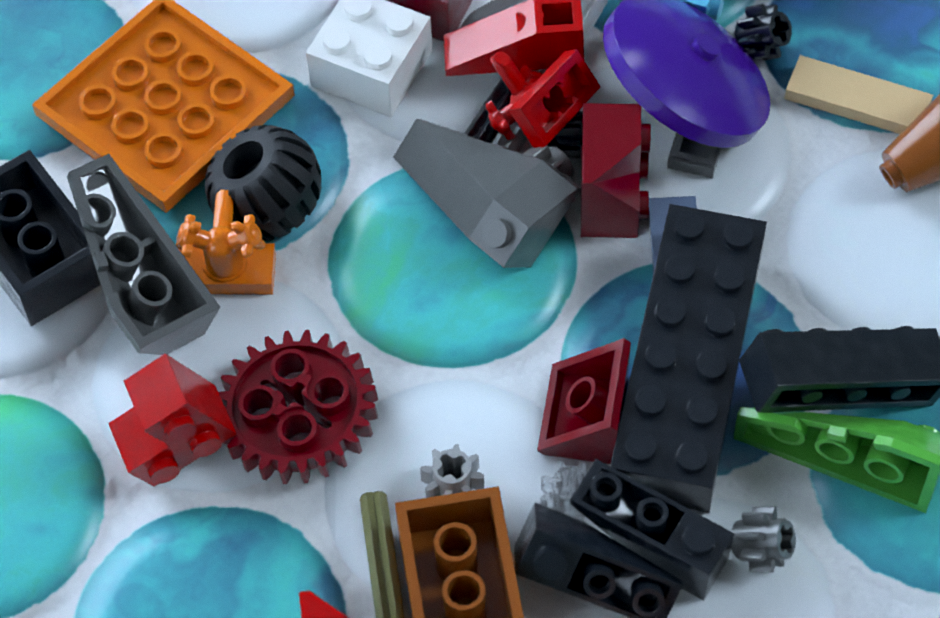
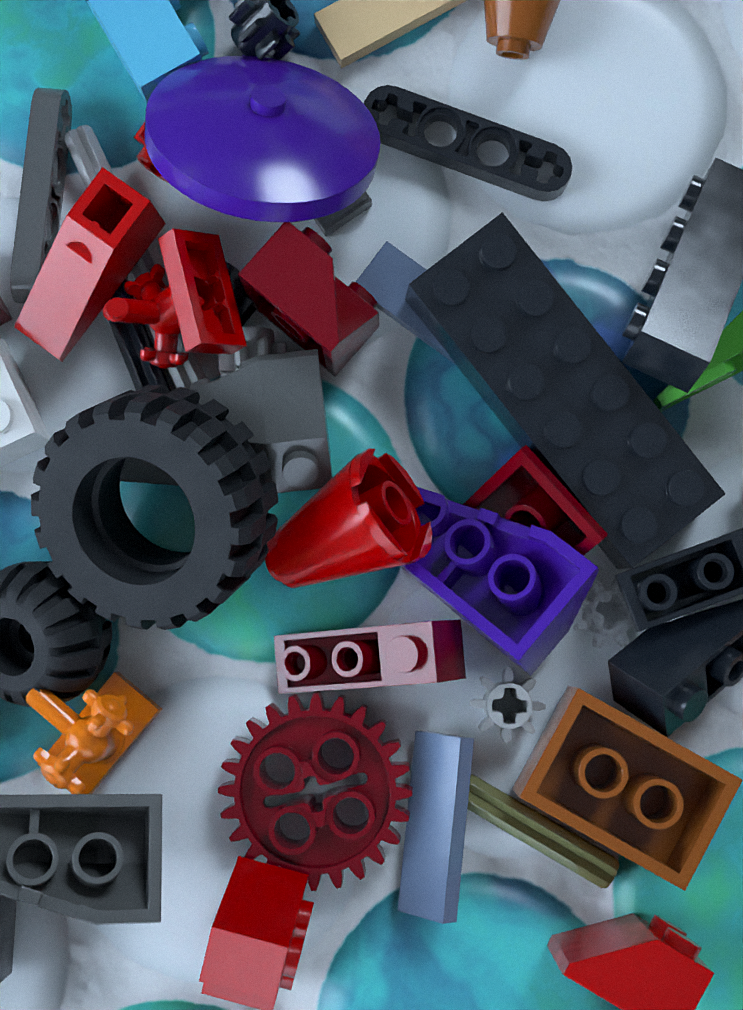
camera: 50 degrees left, 25 degrees up
(333, 494) = (436, 826): none -> sand blue tile
(418, 379) = (370, 657): none -> slope
(430, 200) = (99, 545): none -> black tyre
(490, 290) = (352, 526): none -> red cone
(531, 398) = (503, 577): none -> dark purple wedge
(811, 194) = (470, 134): none -> black beam

